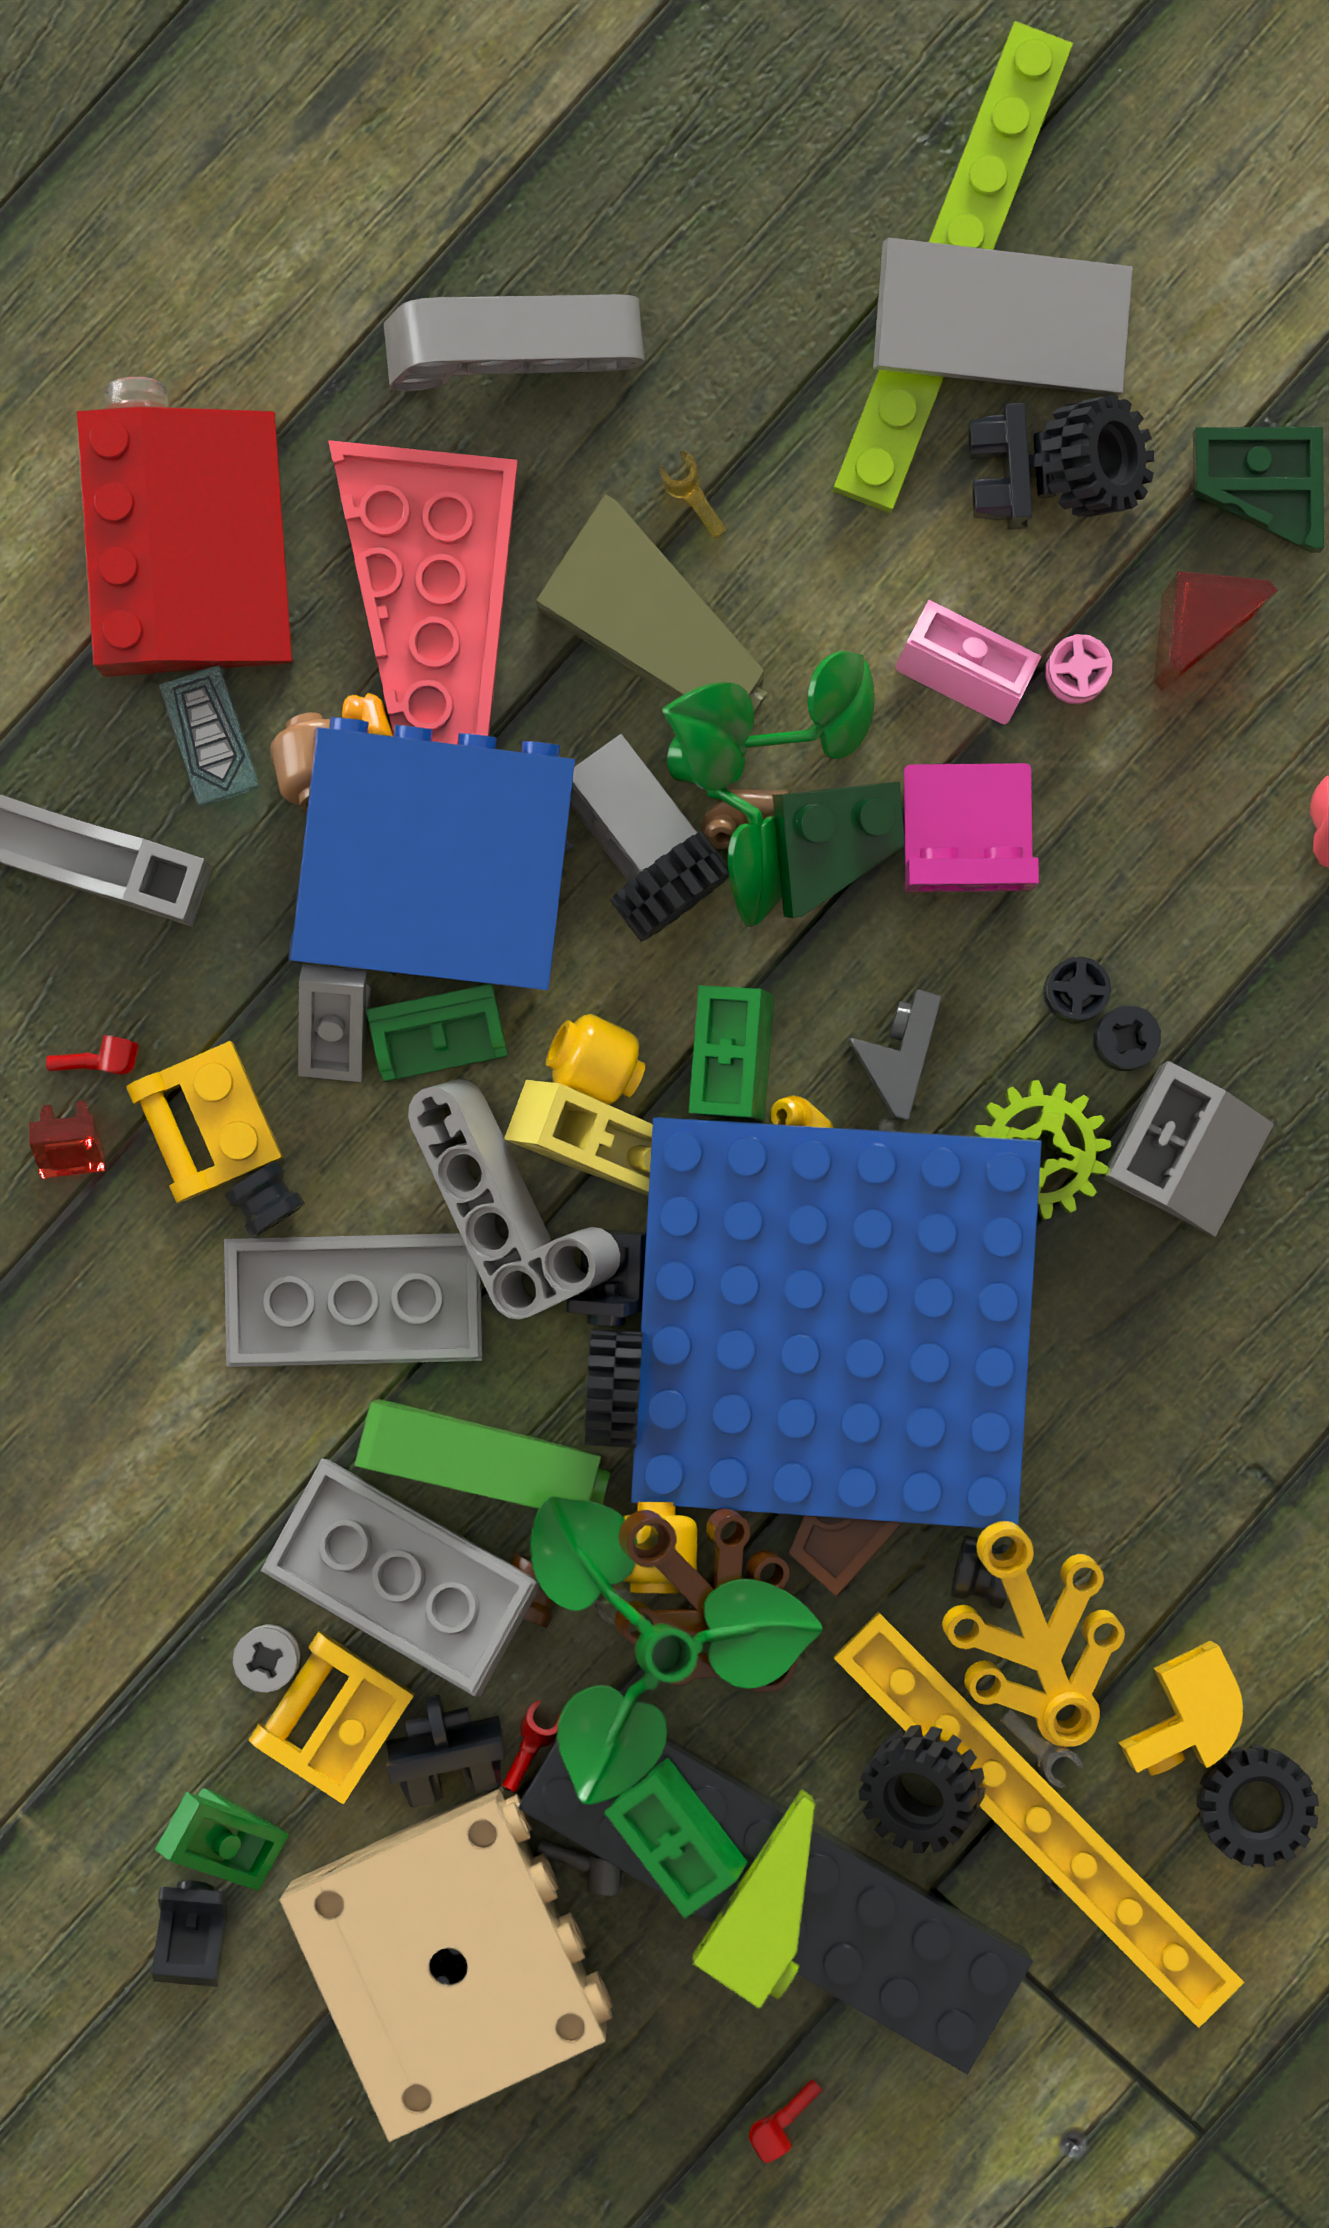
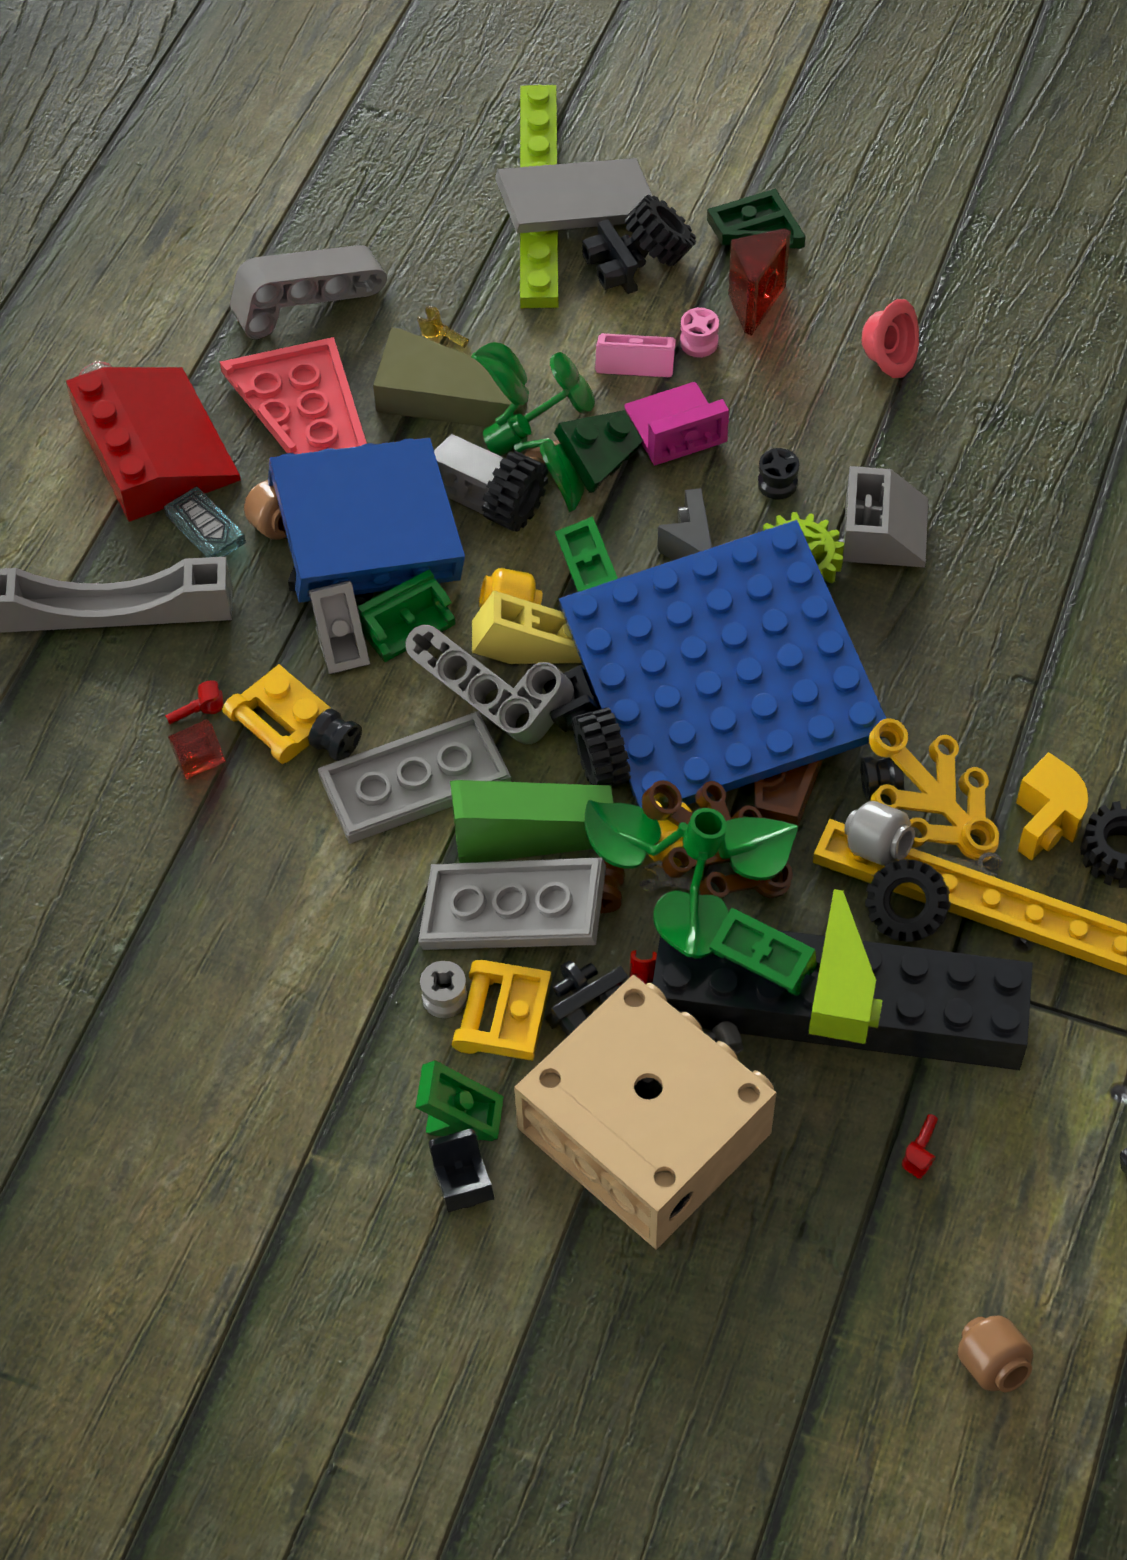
camera: 20 degrees left, 30 degrees down
(926, 1685) = (879, 833): none -> light grey head
(1111, 1042) = (825, 494): black wheel -> none

